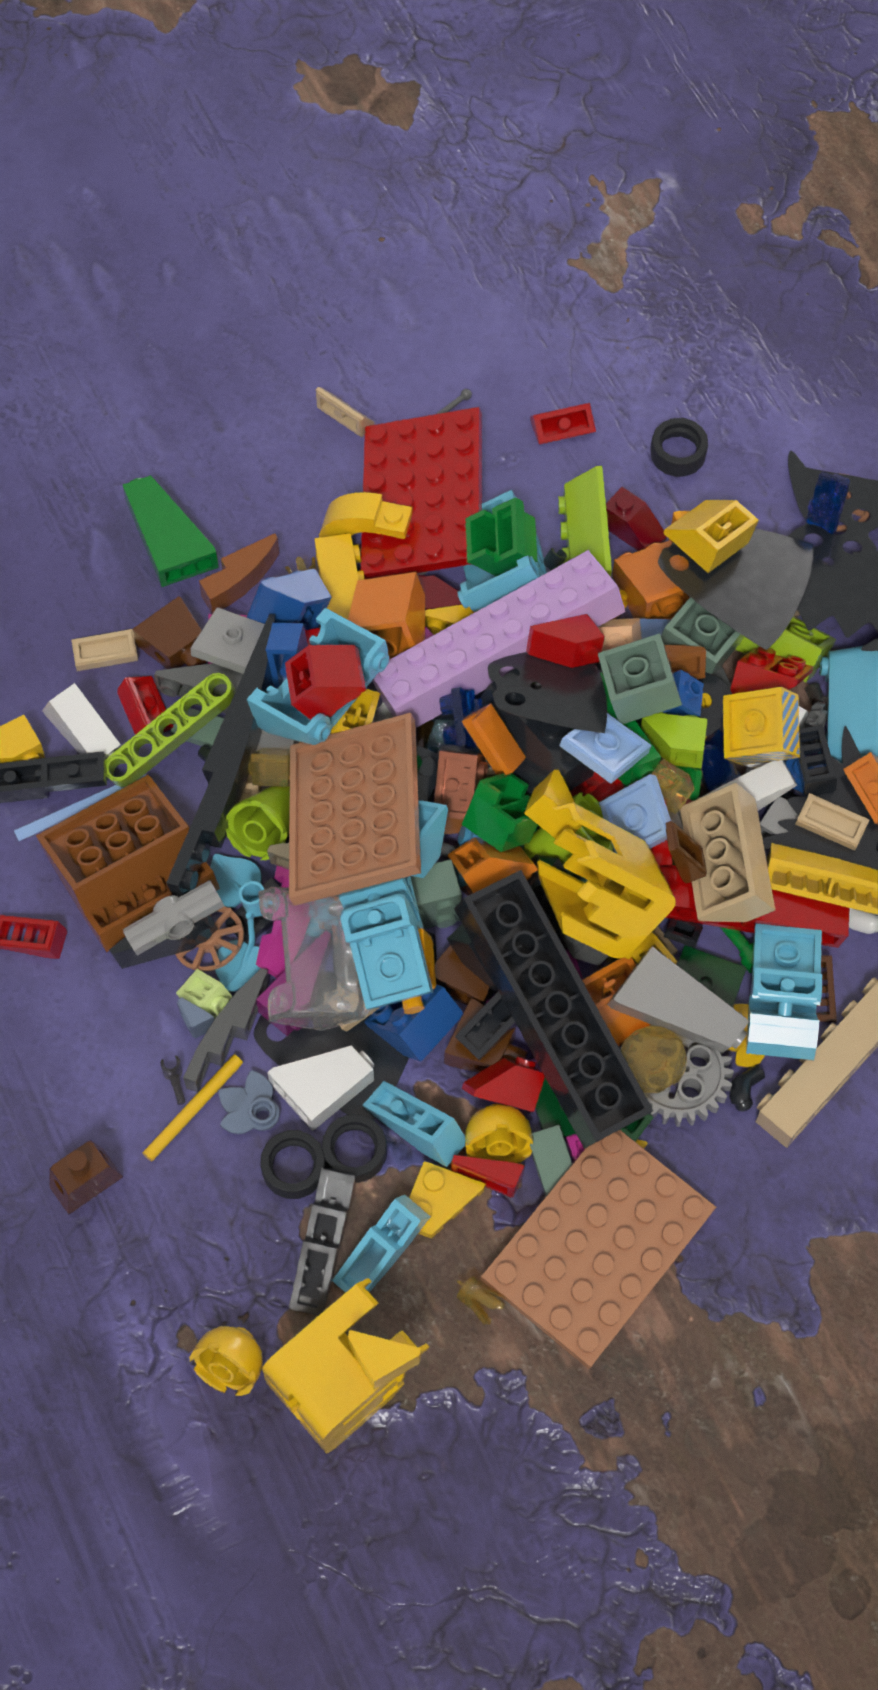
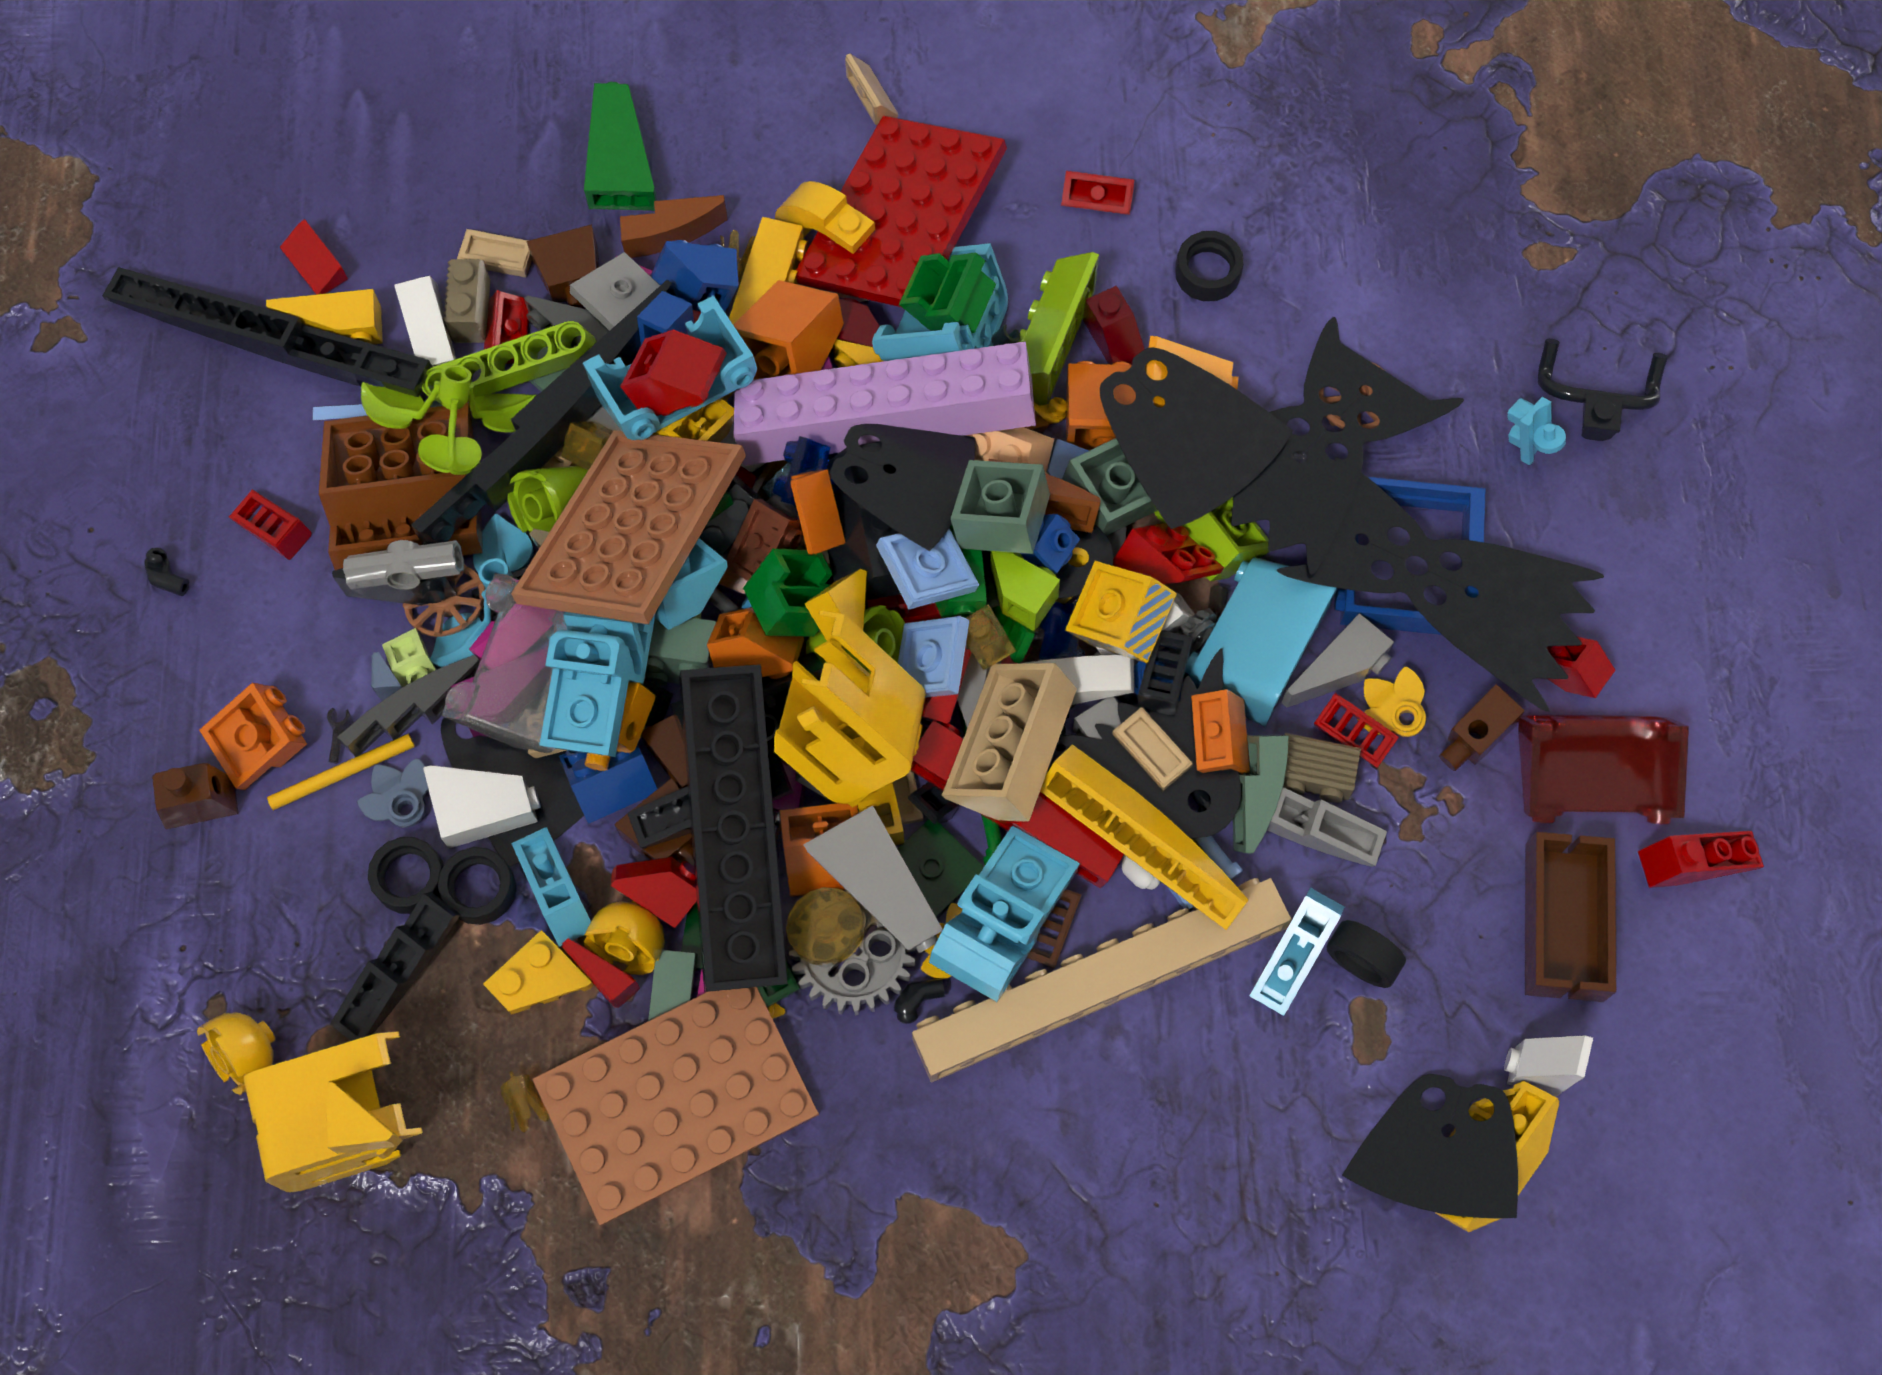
camera: 25 degrees right, 5 degrees up
(104, 693) = (467, 300): none -> dark tan brick
(107, 1106) = (254, 734): none -> orange plate
(168, 815) = (455, 389): none -> lime plant
(382, 1244) = (450, 1001): medium azure slope -> none
(465, 395) = (1009, 121): dark grey hinge -> none
(566, 641) = (949, 432): red slope -> none
(685, 853) = (957, 717): reddish brown slope -> none
(713, 531) = (1175, 375): yellow slope -> none
(828, 501) = (1330, 389): clear blue hips -> none

